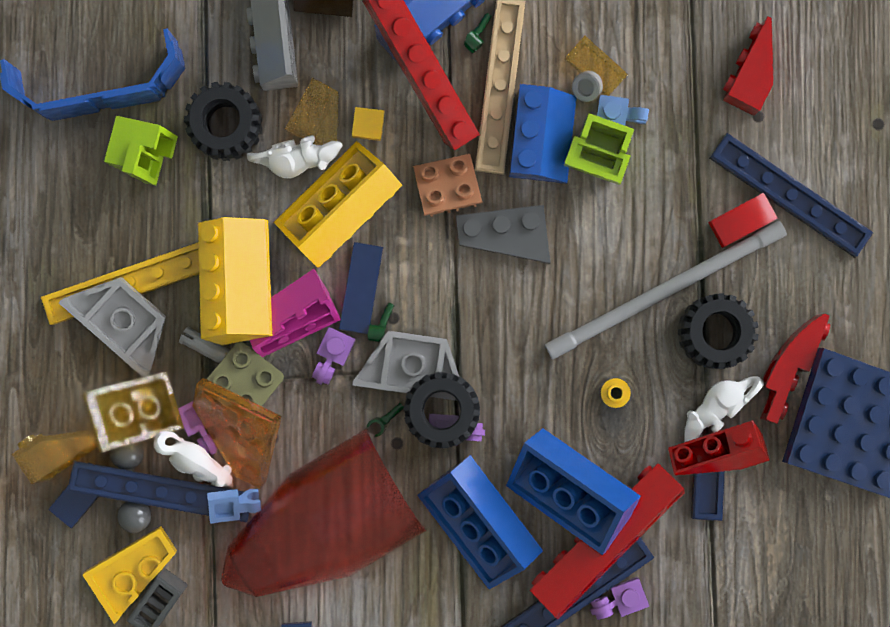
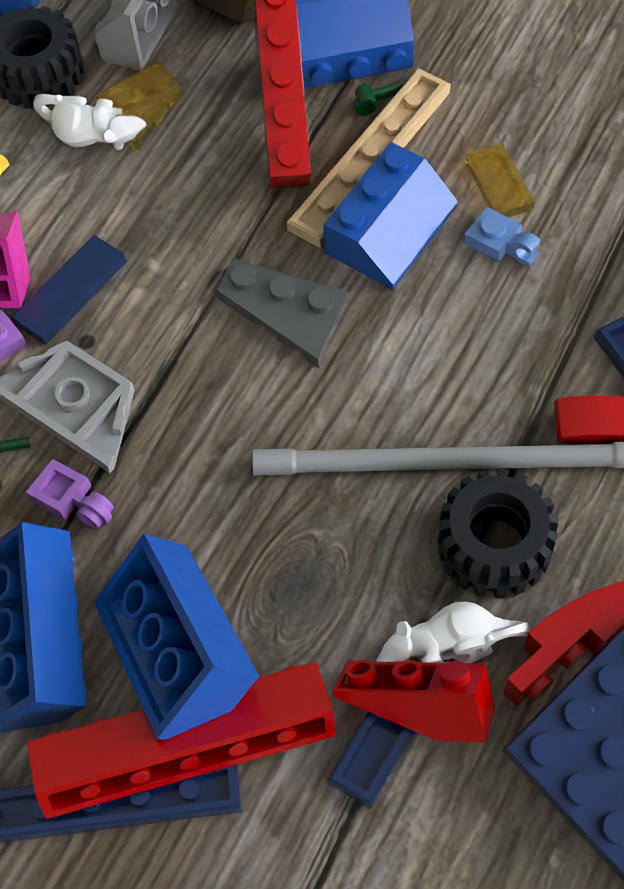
camera: 30 degrees right, 25 degrees down
(338, 204) = (102, 190): yellow slope -> none
(368, 123) = (192, 130): yellow tile -> none
(377, 332) = (51, 338): dark green hand -> none
(416, 401) = (56, 417): black tyre -> none
(447, 185) = (242, 221): nougat hinge -> none
(587, 86) = (475, 191): light grey tile -> none
(601, 149) = (453, 252): lime plate -> none
(606, 393) = (313, 565): yellow plate -> none
(627, 597) = (168, 851): medium lavender plate -> none

